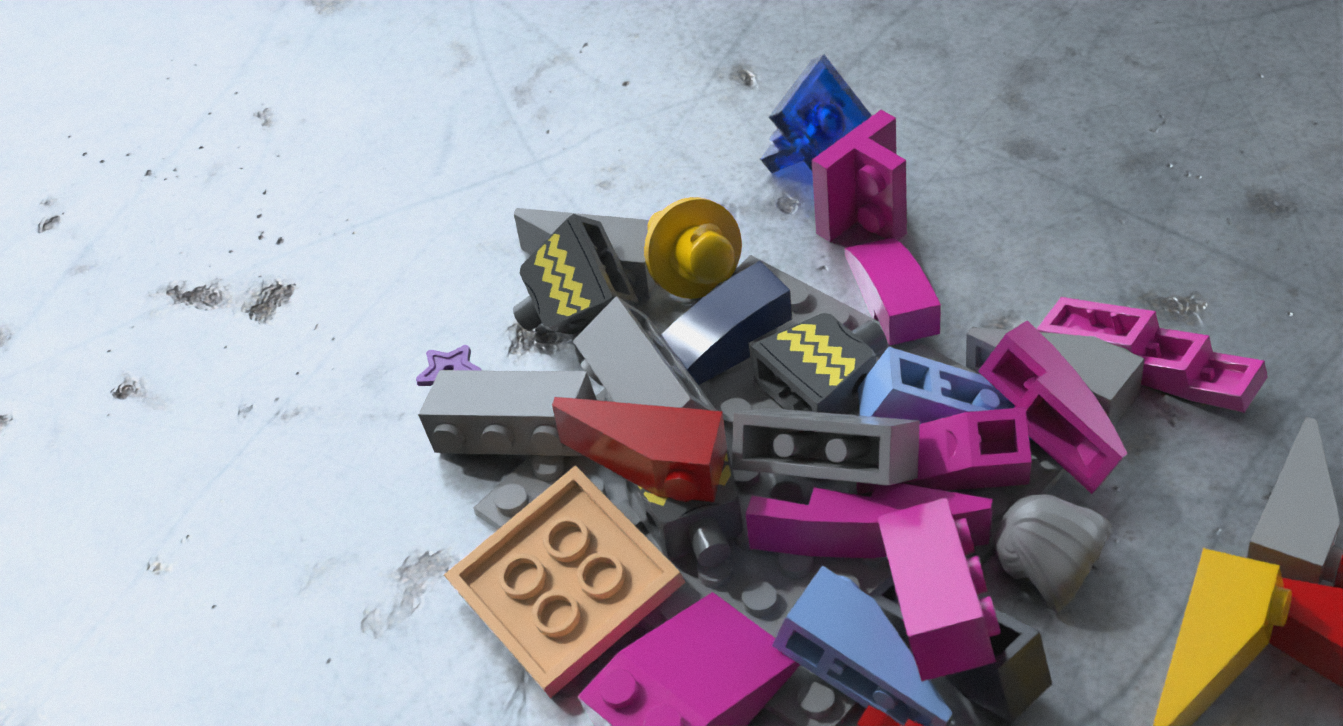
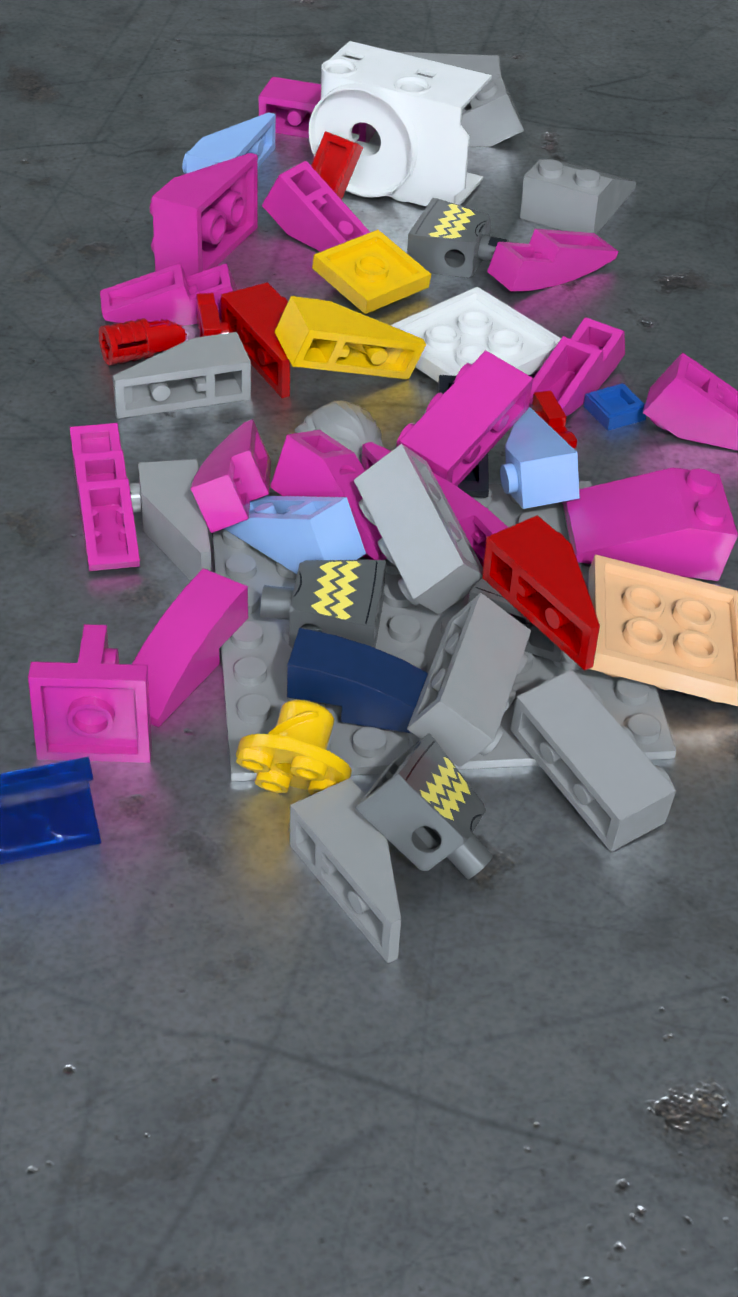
camera: 145 degrees left, 5 degrees down
(455, 360) = (590, 881): medium lavender plate -> none

